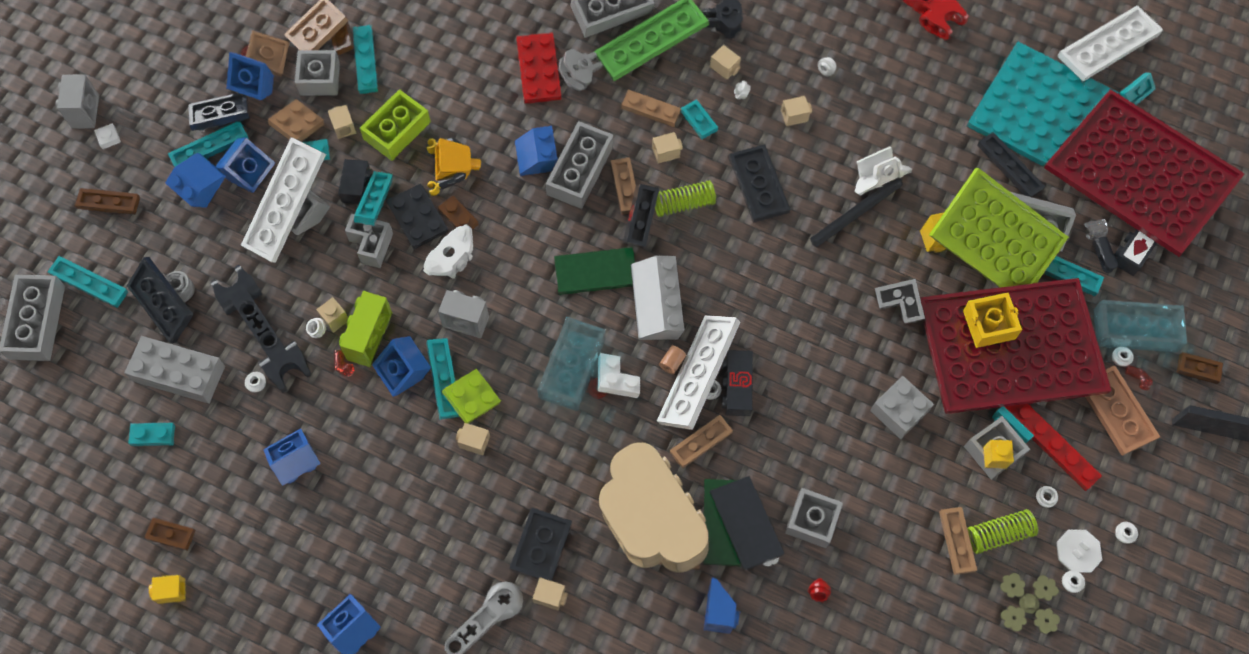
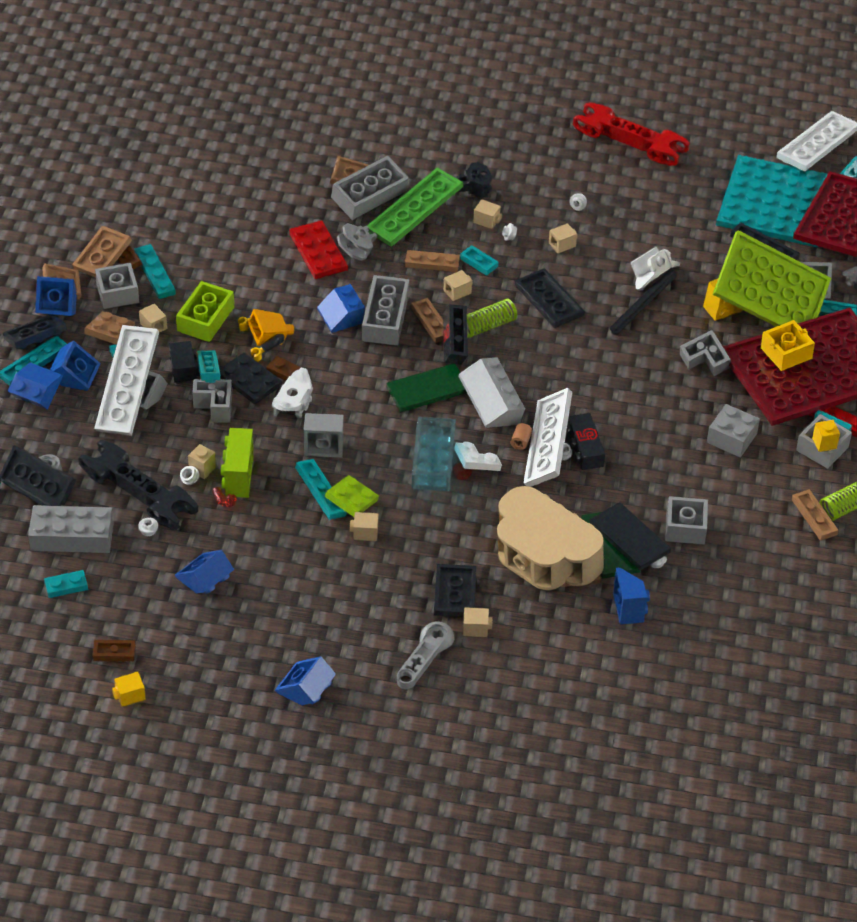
camera: 15 degrees left, 20 degrees down
(401, 365) = (278, 487): blue slope -> none
(701, 441) = (571, 486): medium nougat plate -> none
(819, 590) = (710, 573): red plate -> none

